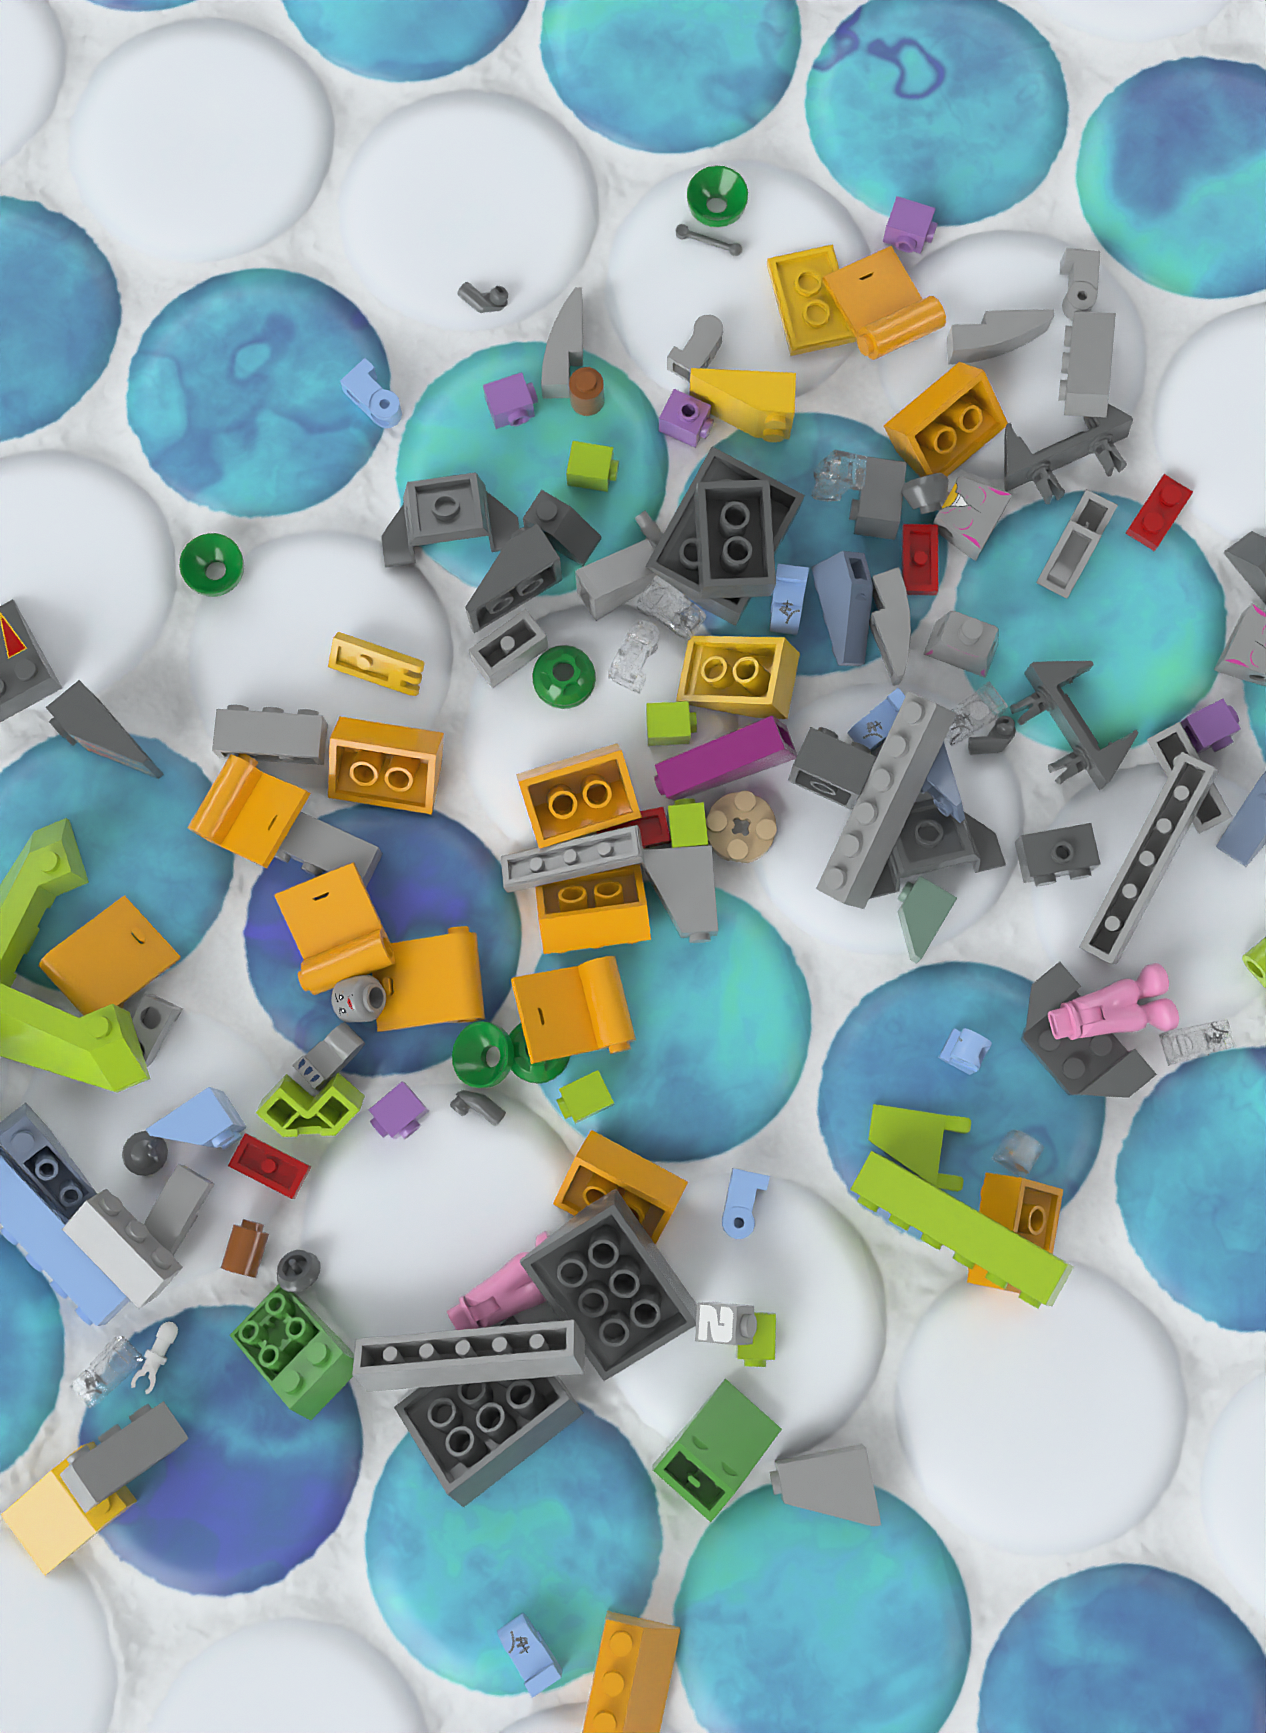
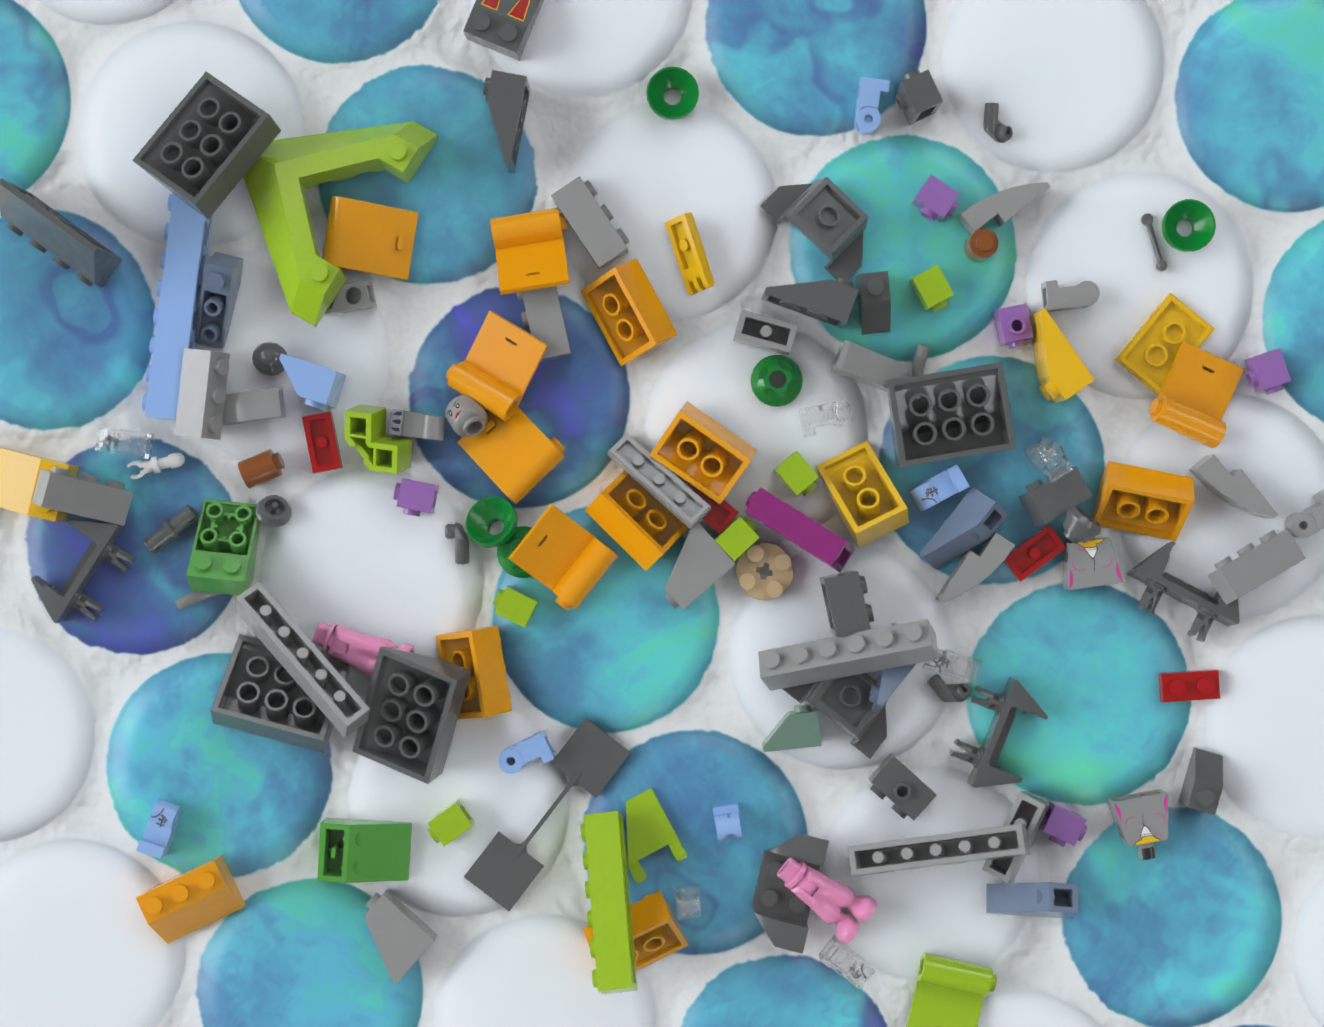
camera: 55 degrees right, 10 degrees up
(217, 1553) = (61, 602): none -> dark grey hose
(232, 1392) = (171, 529): none -> dark grey pin
(320, 1426) = (193, 598): none -> light grey helmet
(400, 342) = (918, 96): none -> dark grey brick
(671, 608) = (874, 417): clear leg -> none
(725, 1323) = (441, 800): brick -> none
(734, 539) = (946, 427): dark grey brick -> none
(845, 1314) = (506, 867): none -> dark grey hinge
(874, 727) = (901, 609): light blue leg -> none
(963, 642) = (996, 623): light grey torso -> none
(1076, 543) = (1124, 647): light grey slope -> none

